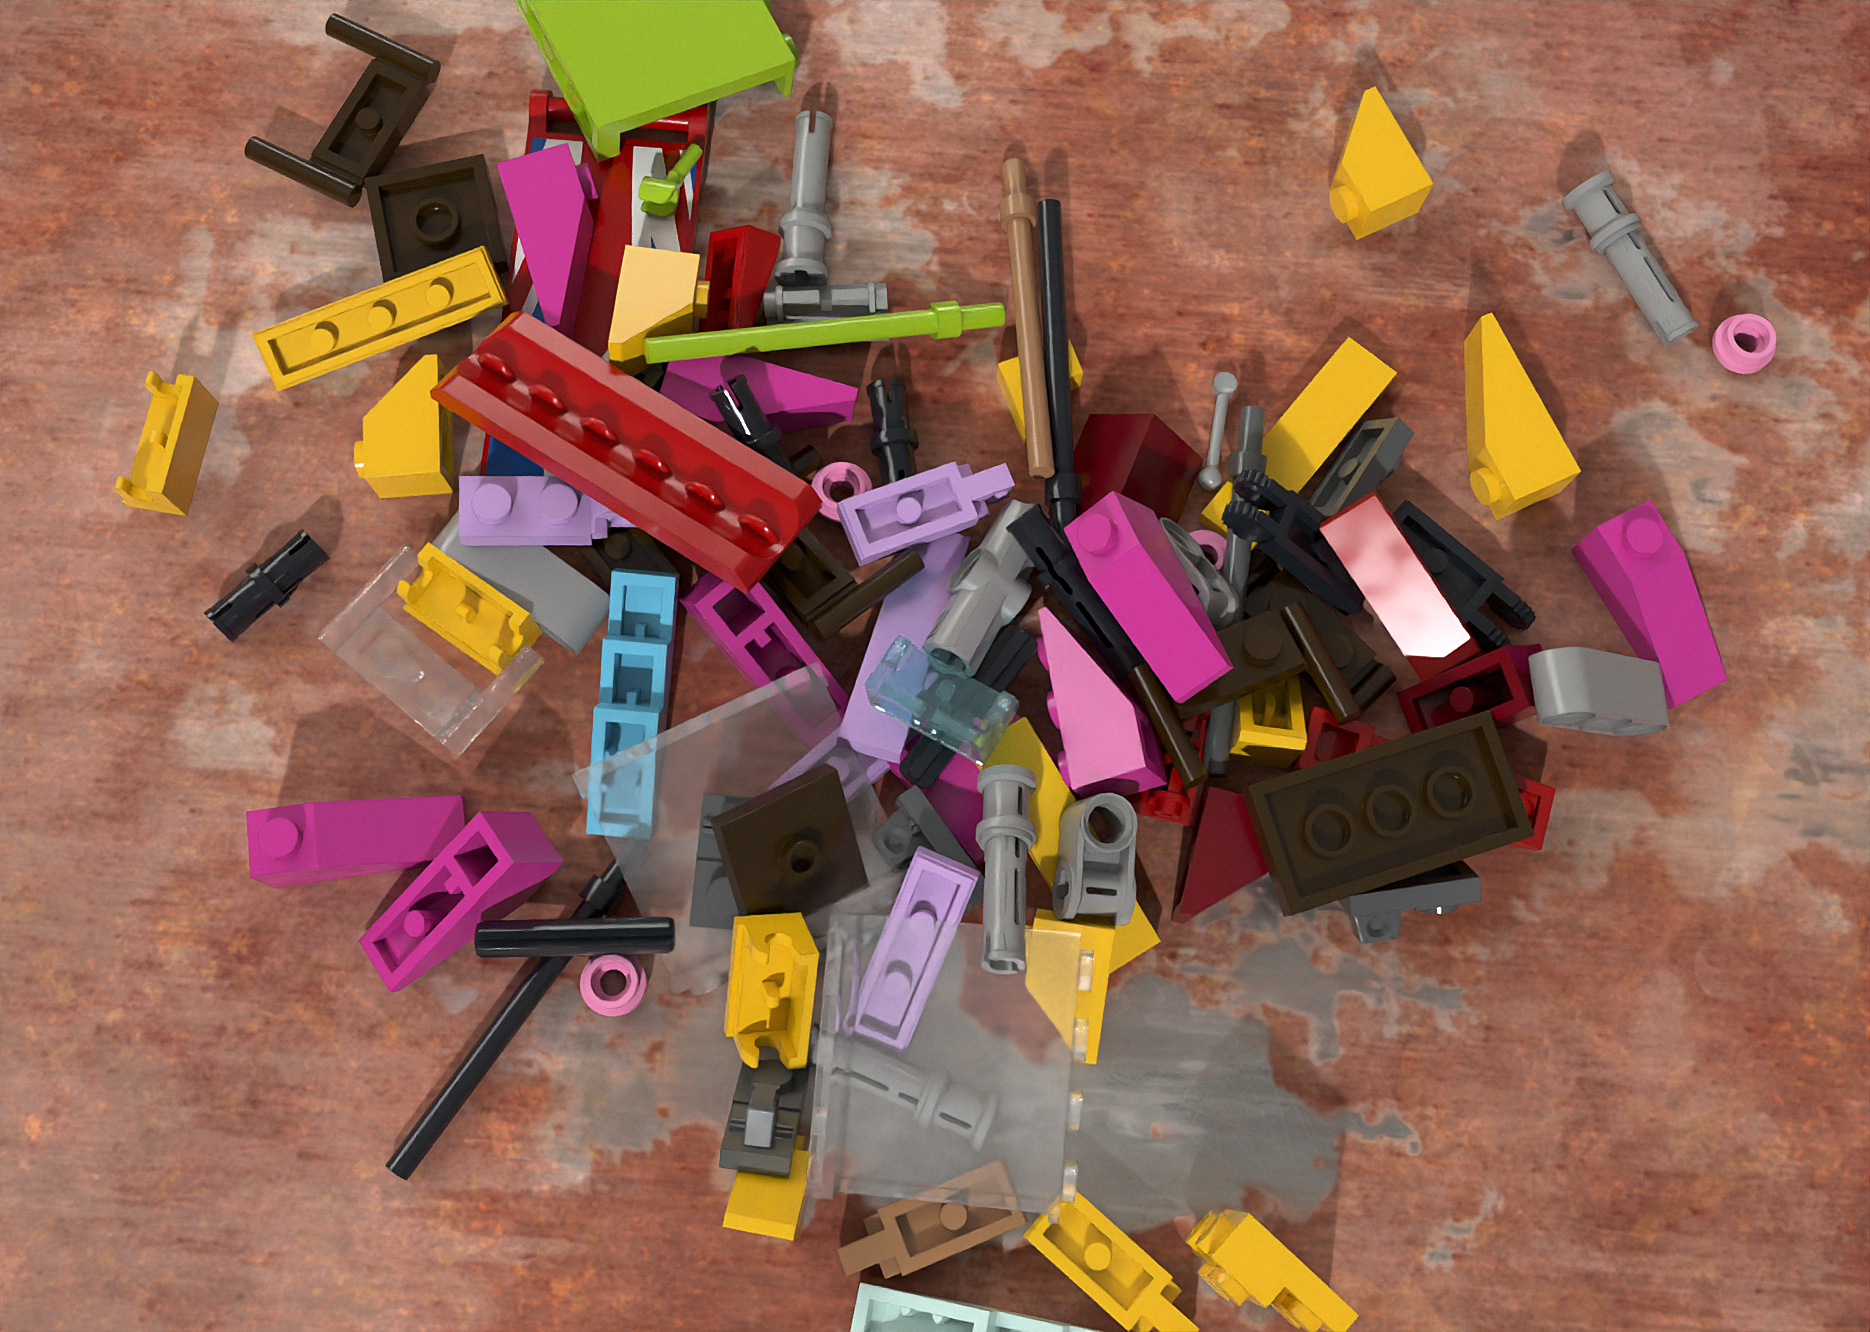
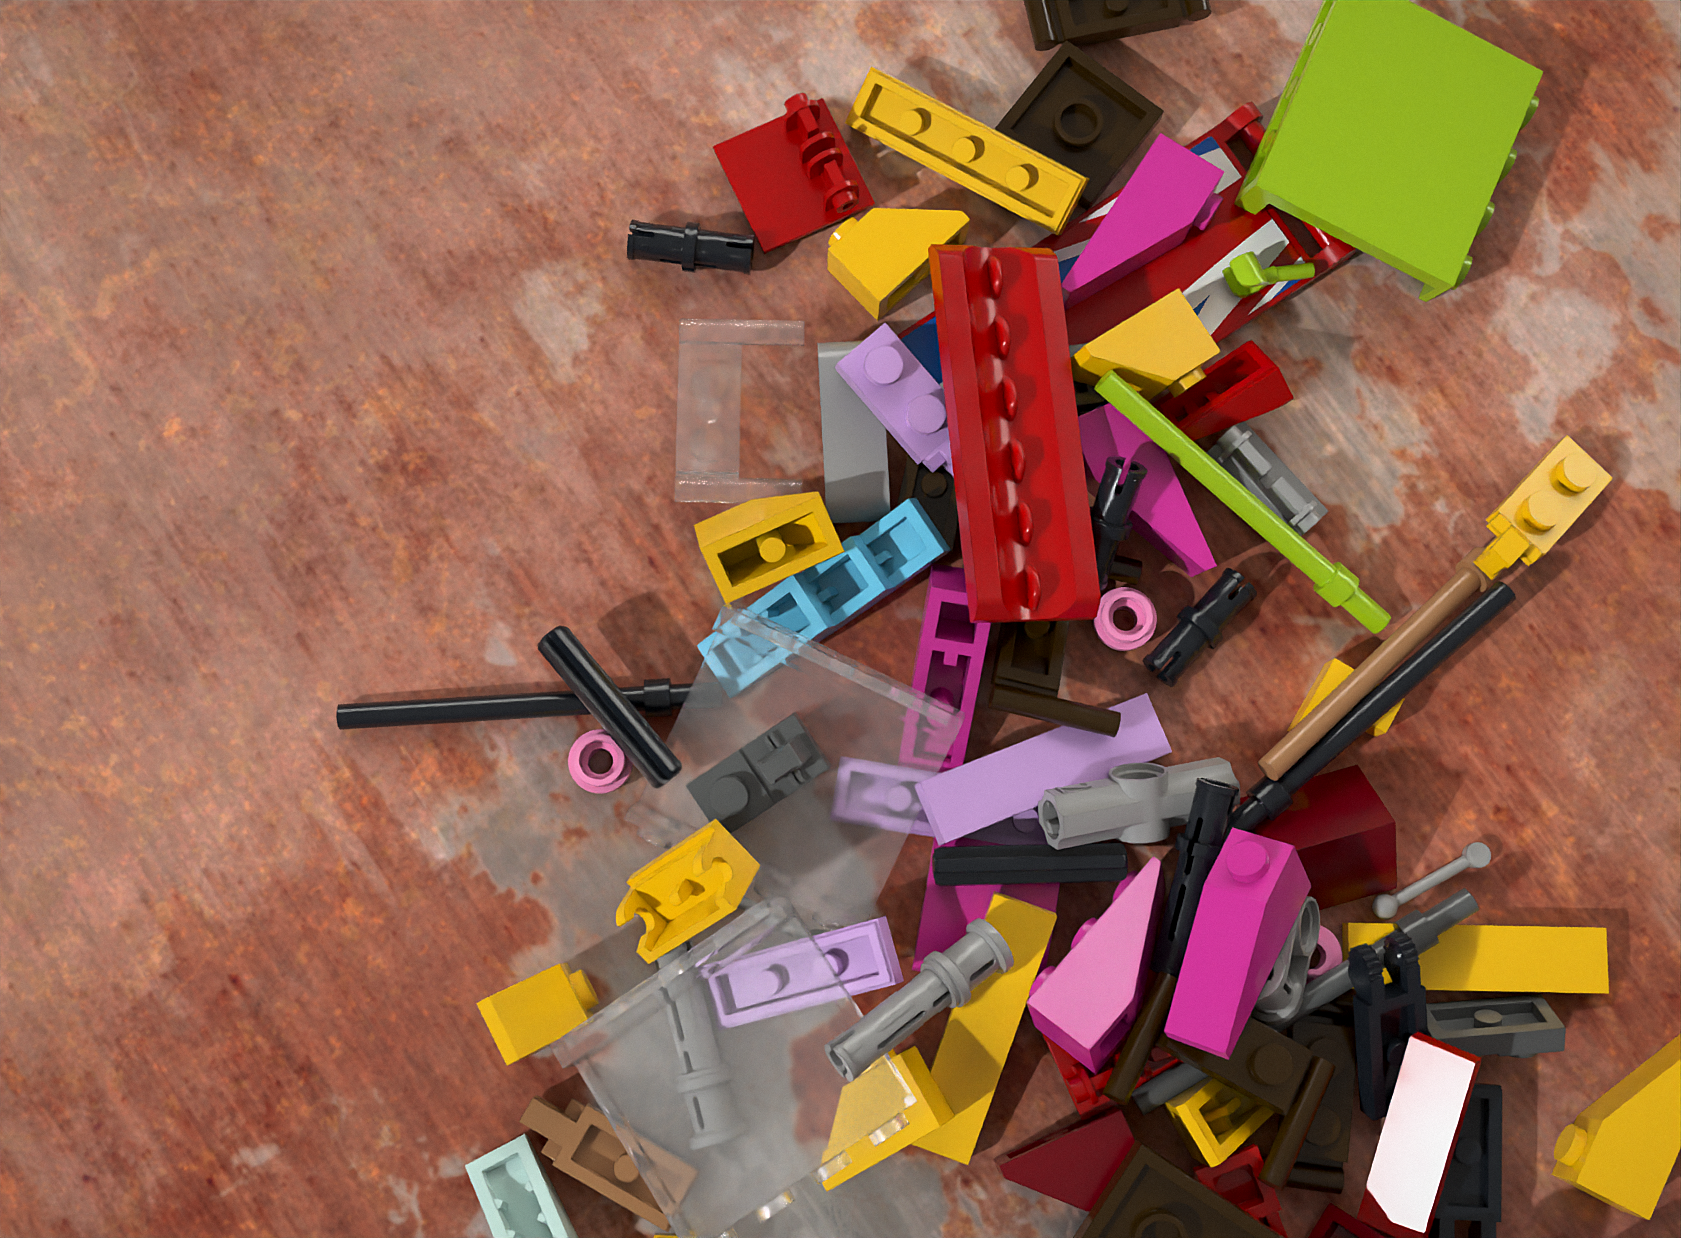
camera: 50 degrees right, 5 degrees up
(170, 446) = (737, 82): yellow hinge -> none
(281, 461) = (793, 174): none -> red hinge
(349, 837) = (555, 479): dark pink slope -> none
(467, 611) = (791, 413): yellow hinge -> none
(474, 879) = (591, 594): dark pink slope -> none
(551, 706) = (766, 541): none -> yellow slope
(764, 1118) = (584, 965): dark grey hinge -> none
(791, 846) = (804, 817): dark brown plate -> none
(805, 224) = (1321, 408): light grey pin -> none
(916, 825) = (902, 901): dark grey hinge -> none
(920, 509) = (1159, 695): lavender hinge -> none
(940, 701) = (1013, 841): clear light blue hinge -> none
(1009, 134) = (1542, 507): none -> yellow hinge
(1095, 865) = (981, 1069): light grey piece -> none

